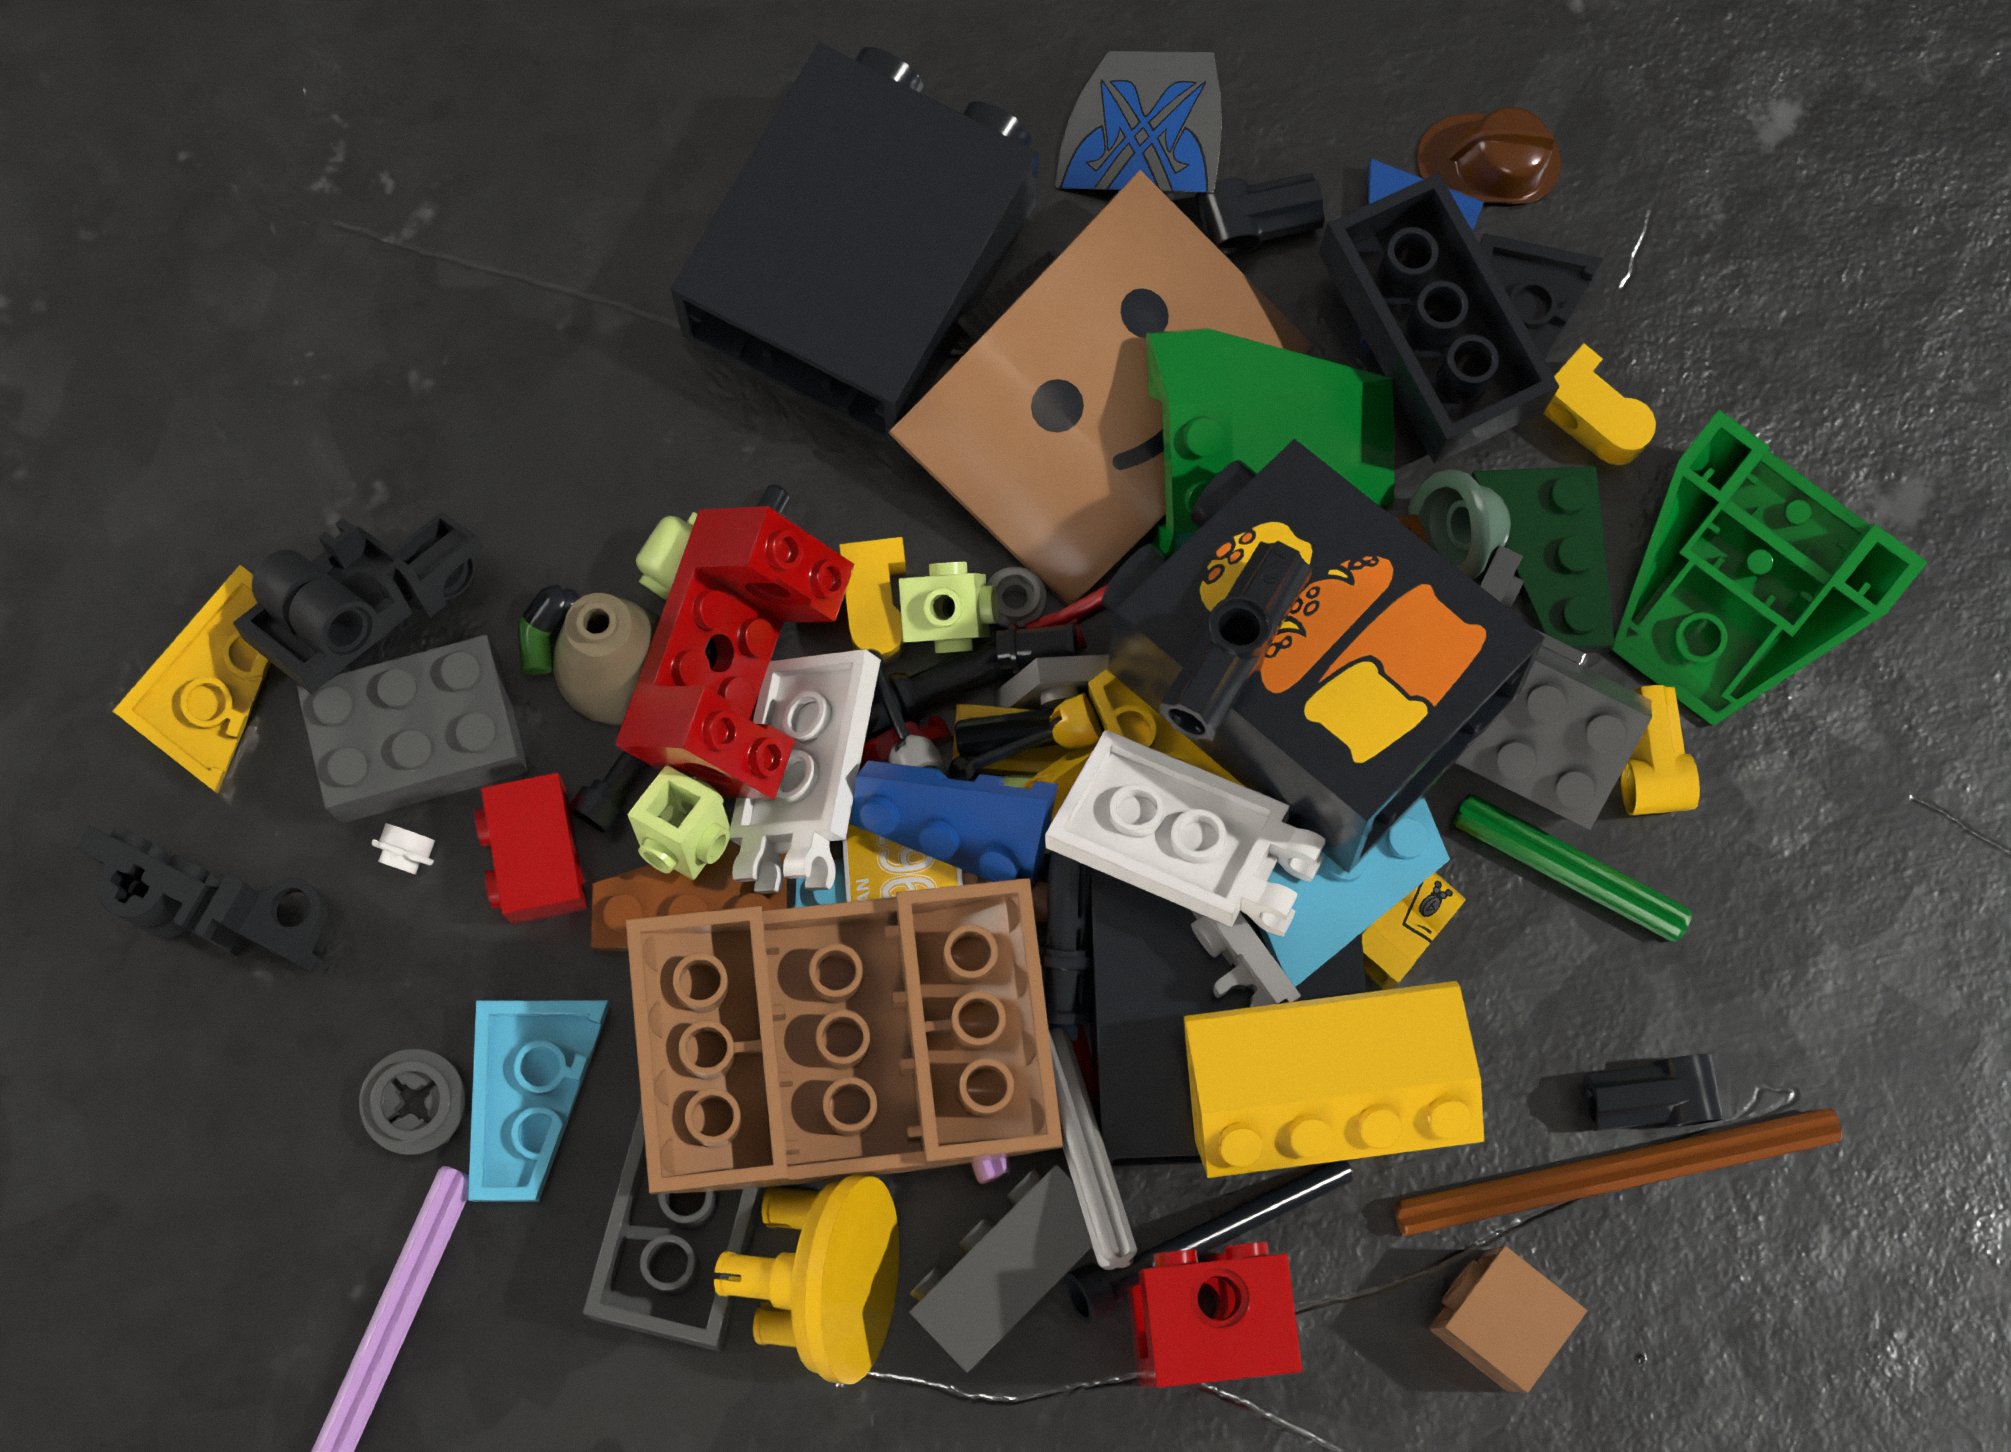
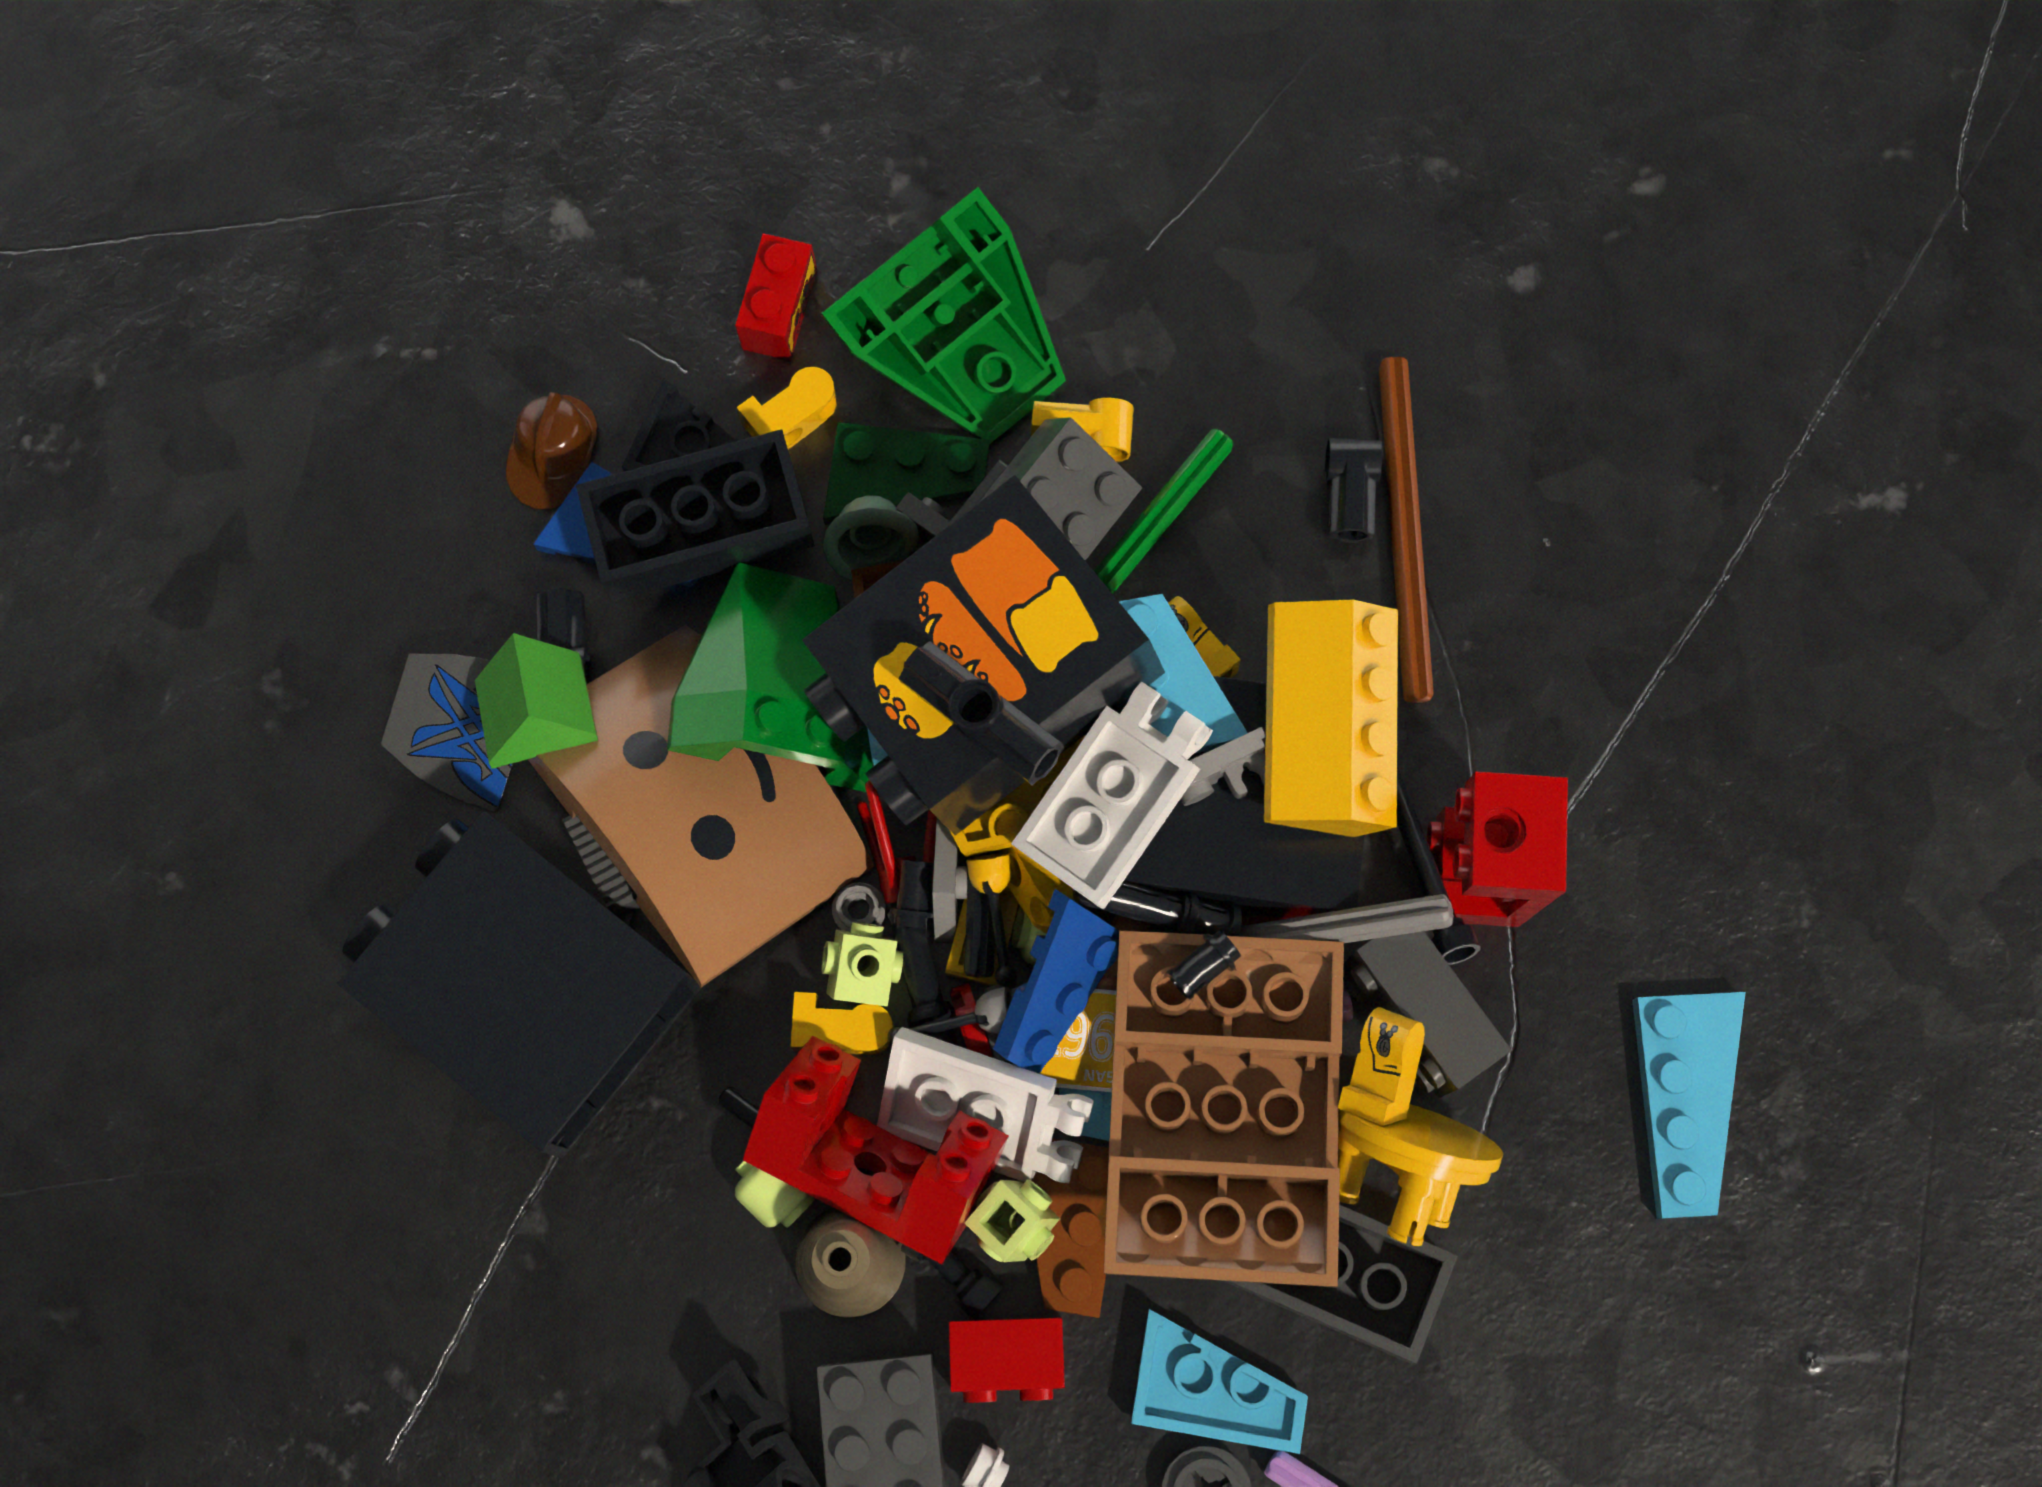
camera: 75 degrees left, 0 degrees up
(537, 624) = (803, 1323): arm -> none
(918, 1219) = (1384, 1068): none -> yellow leg
(1002, 978) = (1204, 964): none -> black pin
(1178, 186) = (533, 701): none -> bright green slope
(1506, 1319) = (1512, 631): medium nougat head -> none
(1735, 365) = (776, 297): none -> red brick

